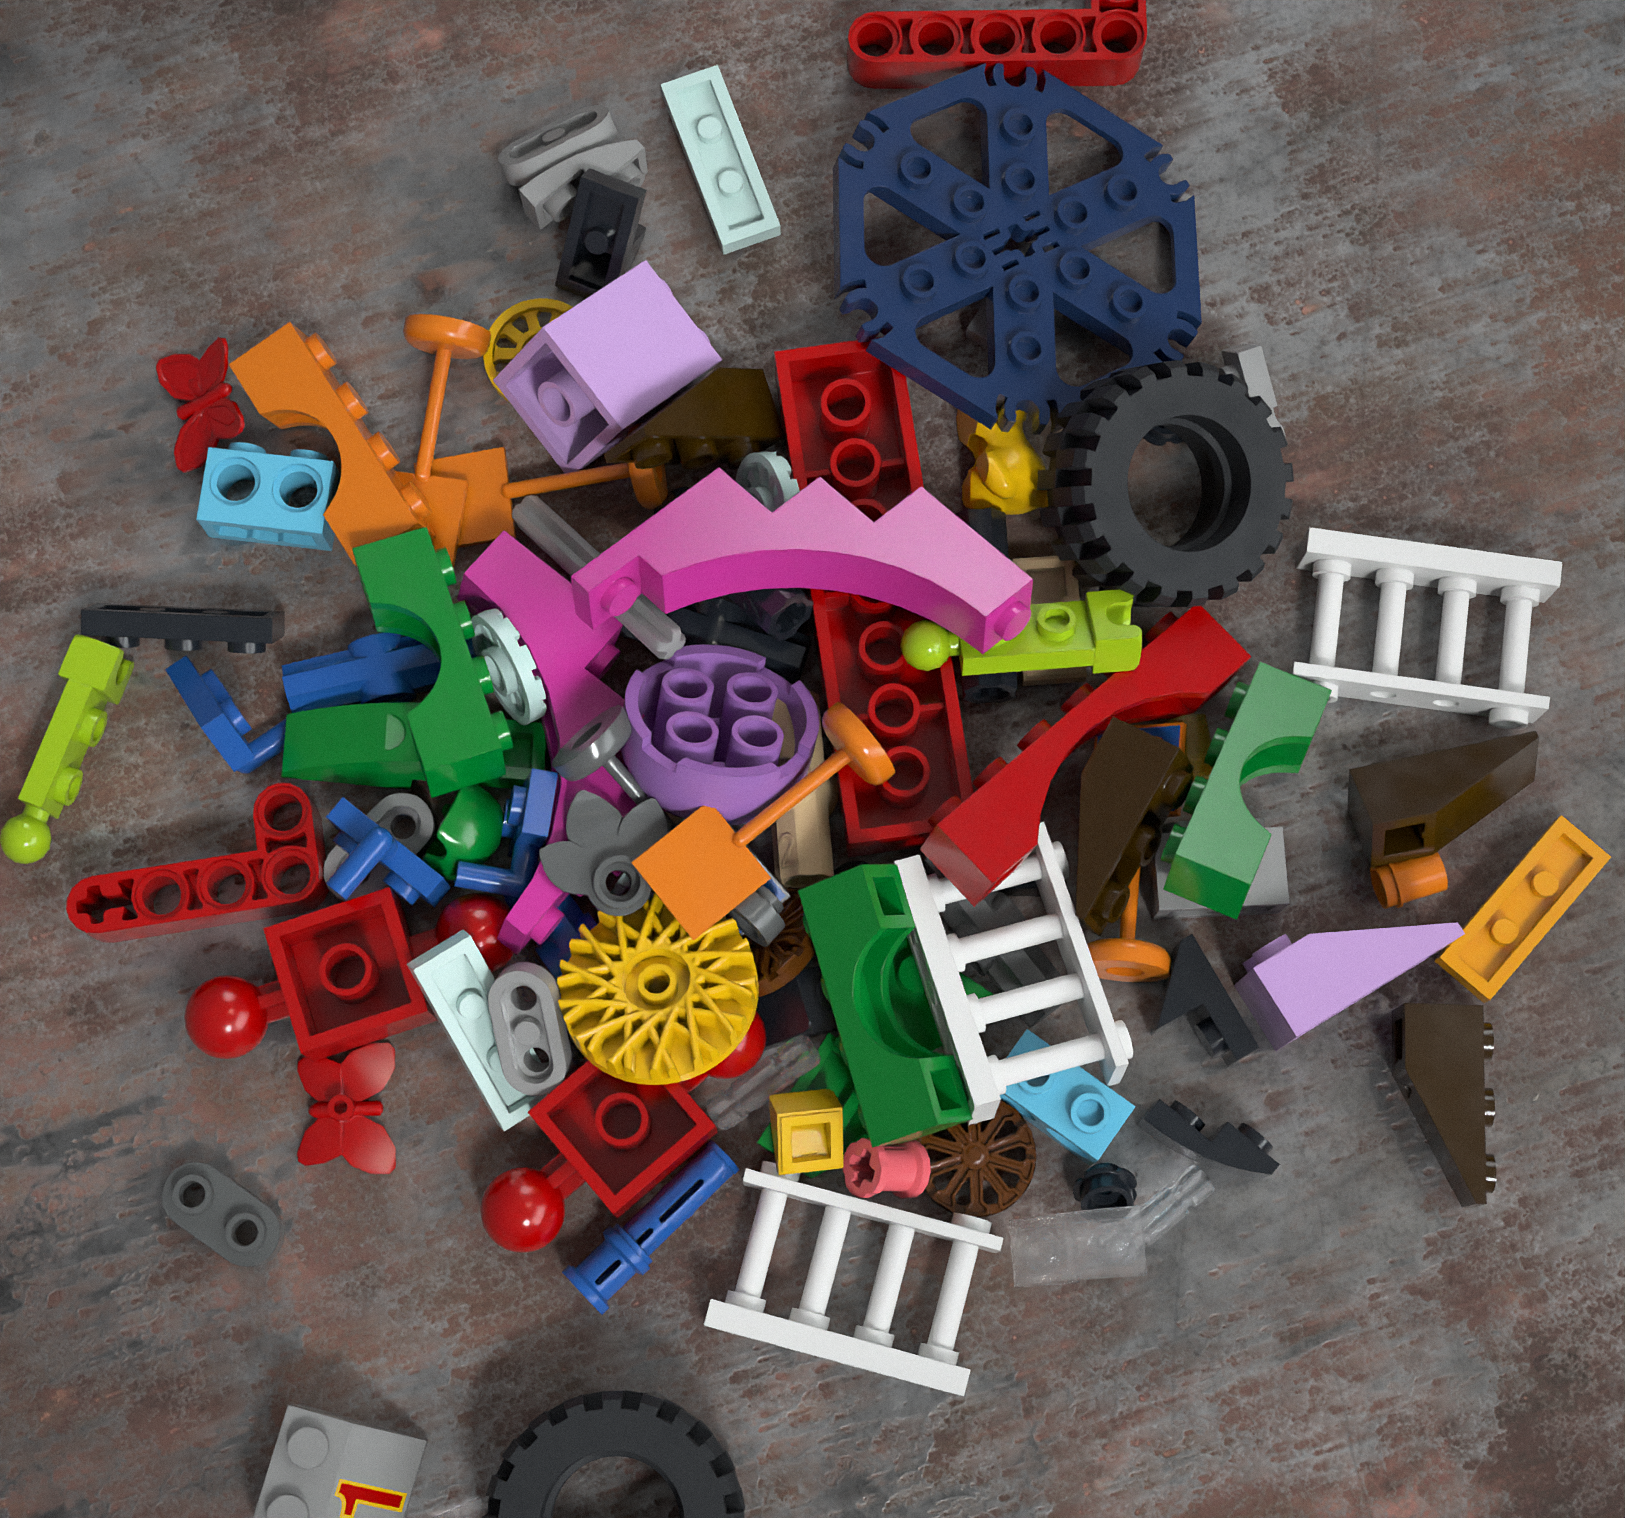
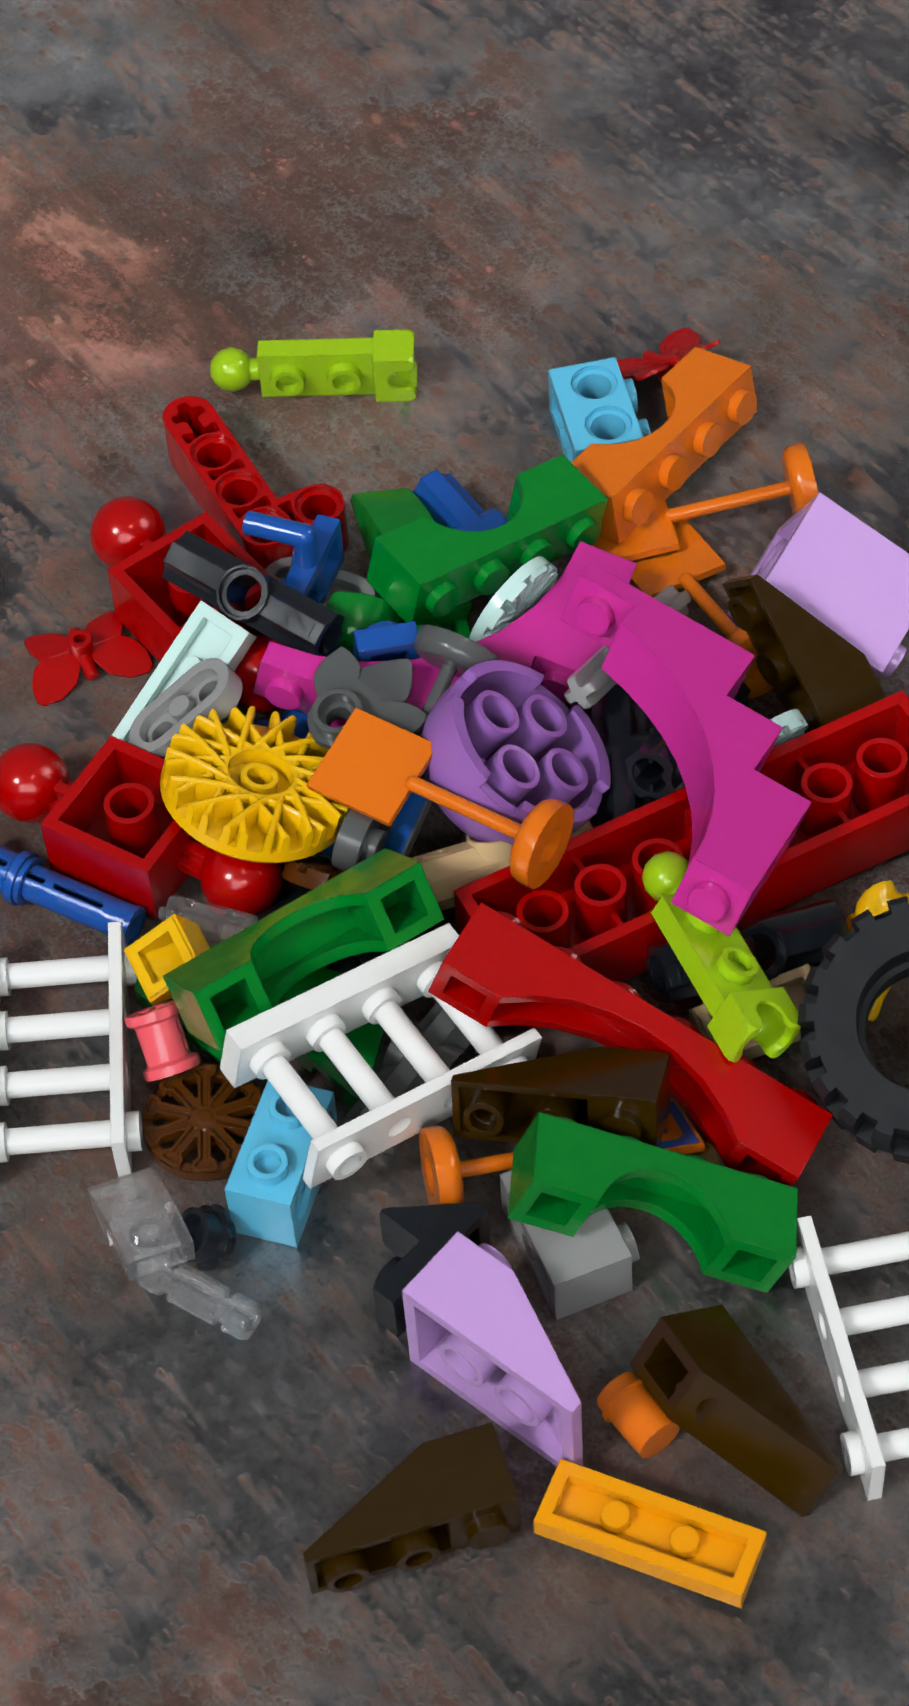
camera: 75 degrees right, 25 degrees down
(183, 626) = (457, 406): black plate -> none
(223, 720) = (378, 434): blue plate -> none
(393, 941) = (224, 581): none -> black piece
(1229, 1149) = (285, 1307): black slope -> none

